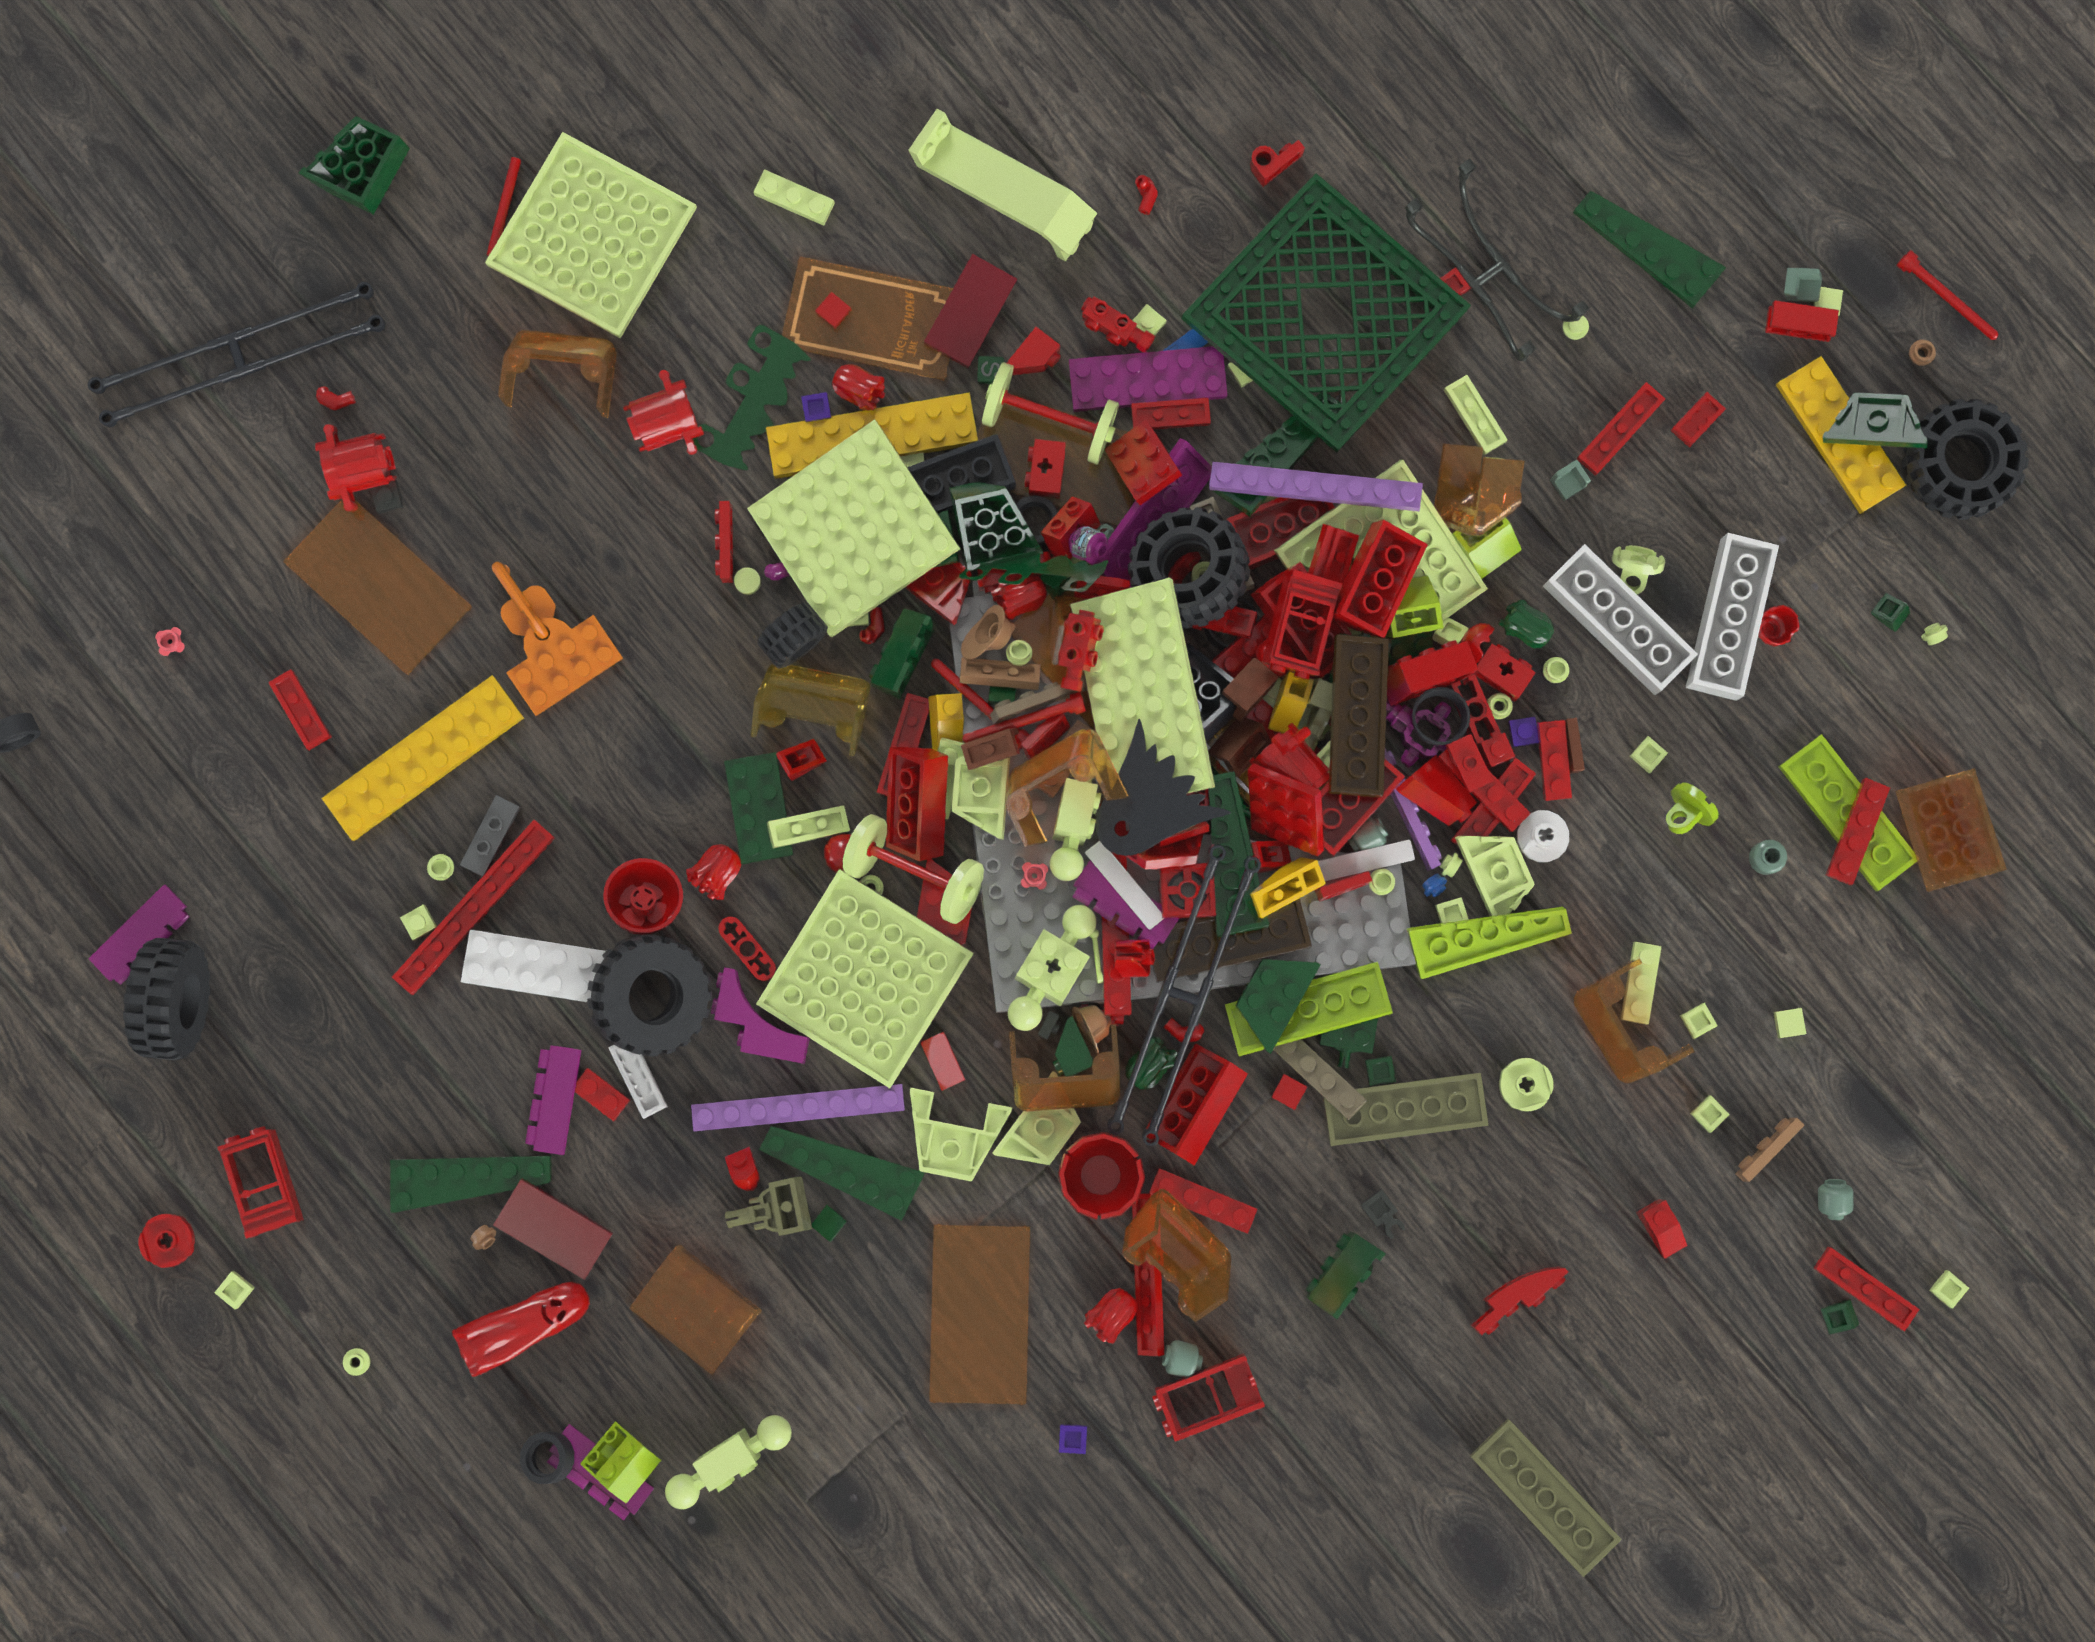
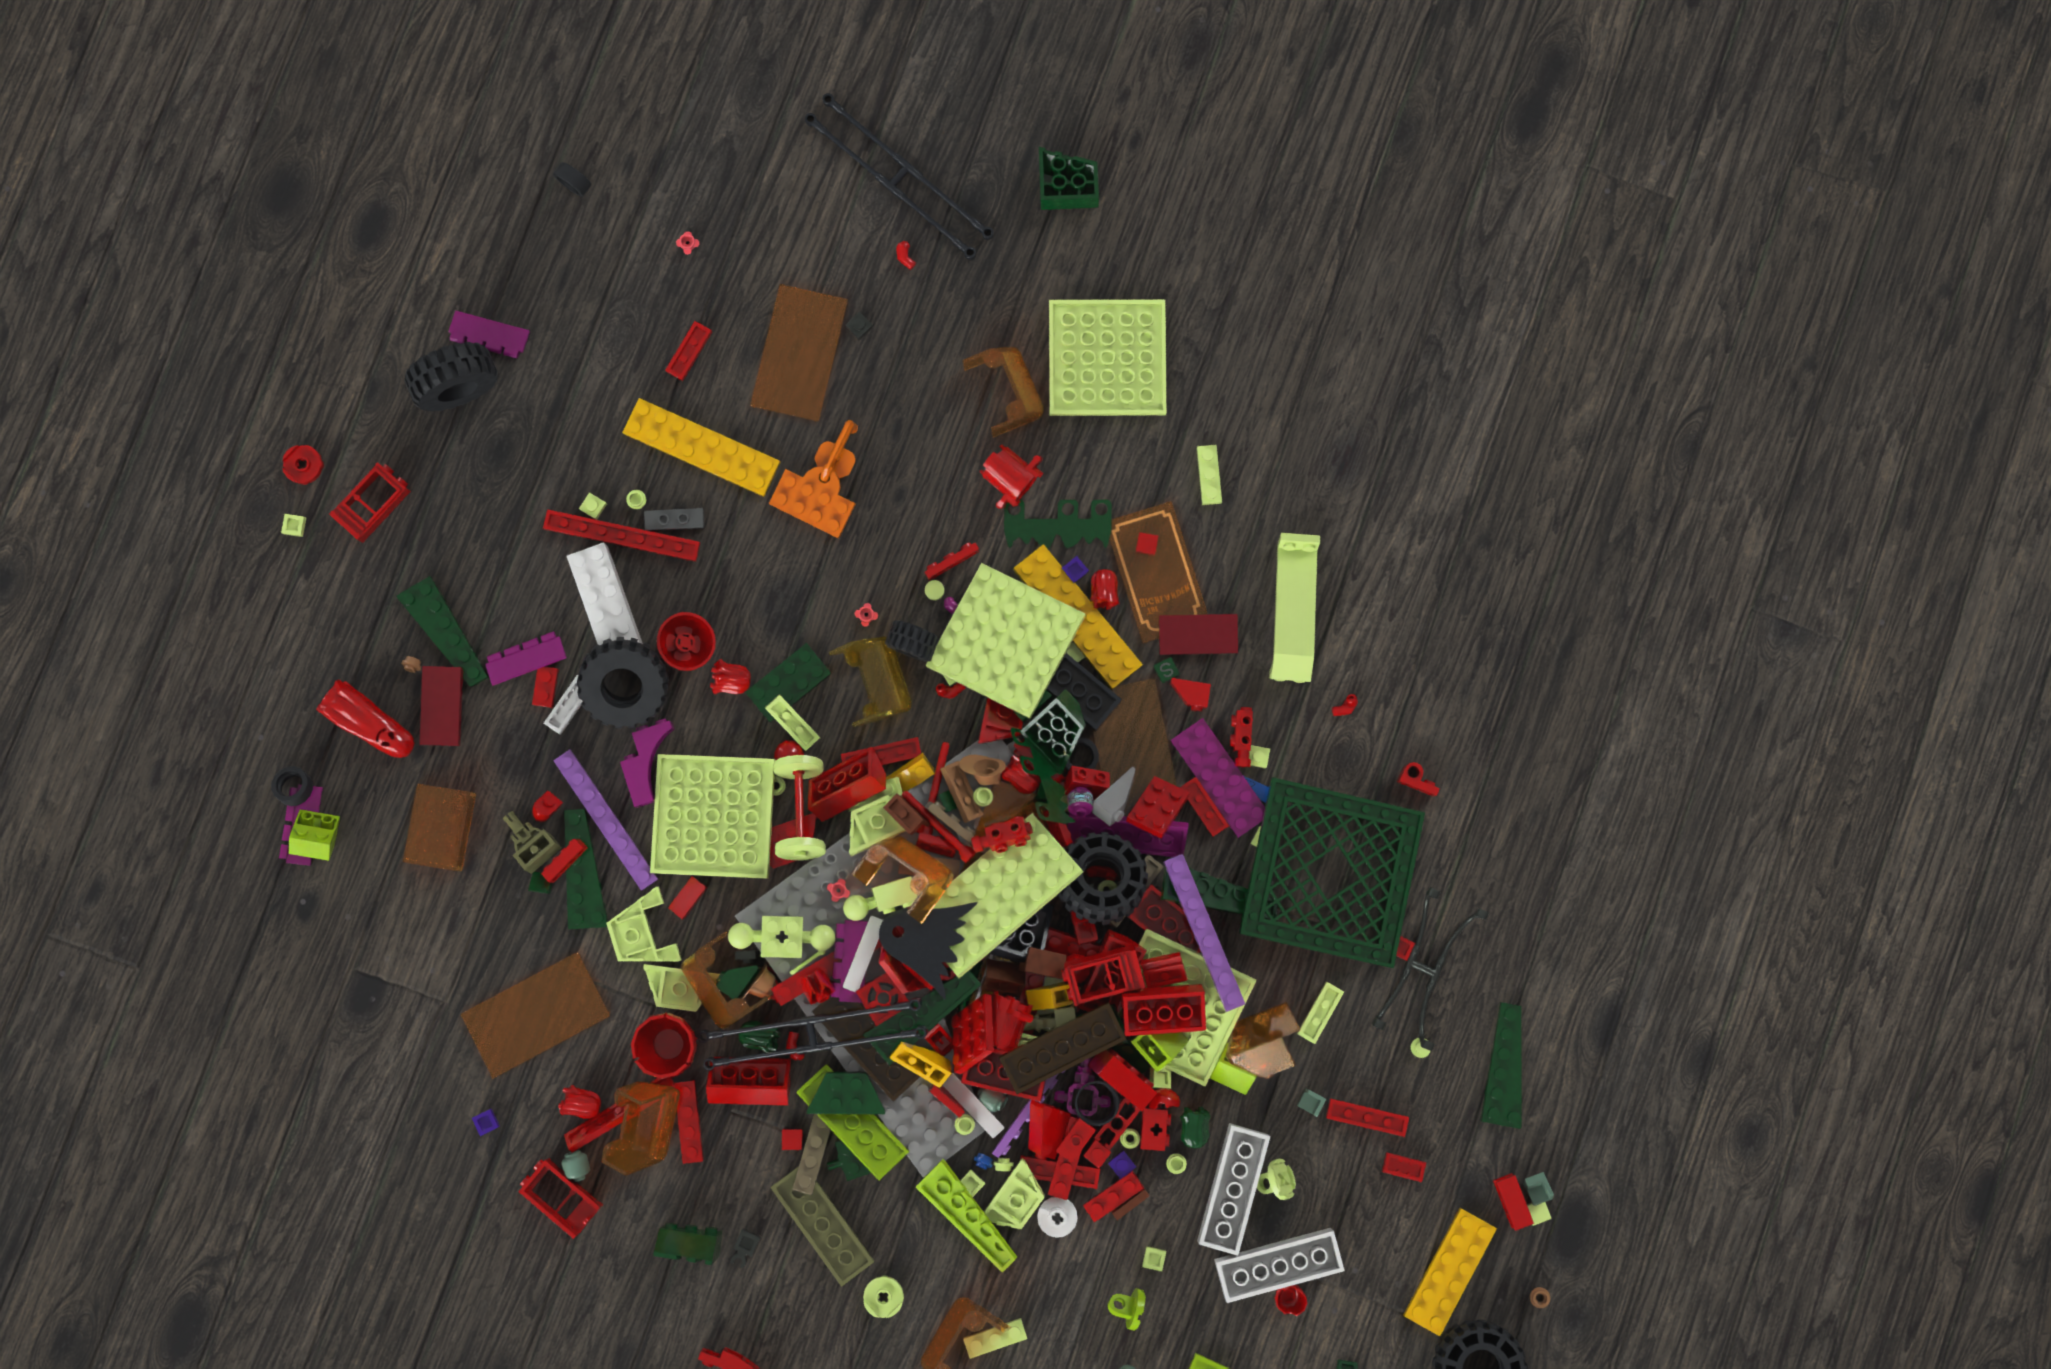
camera: 60 degrees right, 0 degrees up
(354, 464) = (866, 293): red container -> none
(364, 1361) = (295, 629): yellowish green plate -> none
(504, 203) = (1096, 289): red bar -> none
(726, 1460) = (350, 903): yellowish green brick -> none
(735, 668) = (861, 614): none -> coral plate
(740, 929) = (681, 739): red beam -> none
(801, 759) = (835, 692): red slope -> none
(819, 1180) = (564, 860): none -> red piece
(902, 653) = (940, 719): dark green wedge -> none
(998, 395) = (1148, 686): yellowish green piece -> none
(1046, 453) = (1131, 744): red brick -> none
(1109, 508) = (1112, 802): none -> light grey slope
(1380, 1070) = (839, 1193): dark green tile -> none
(1877, 422) = (1470, 1293): wing -> none
(1911, 264) = (1597, 1256): red piece -> none

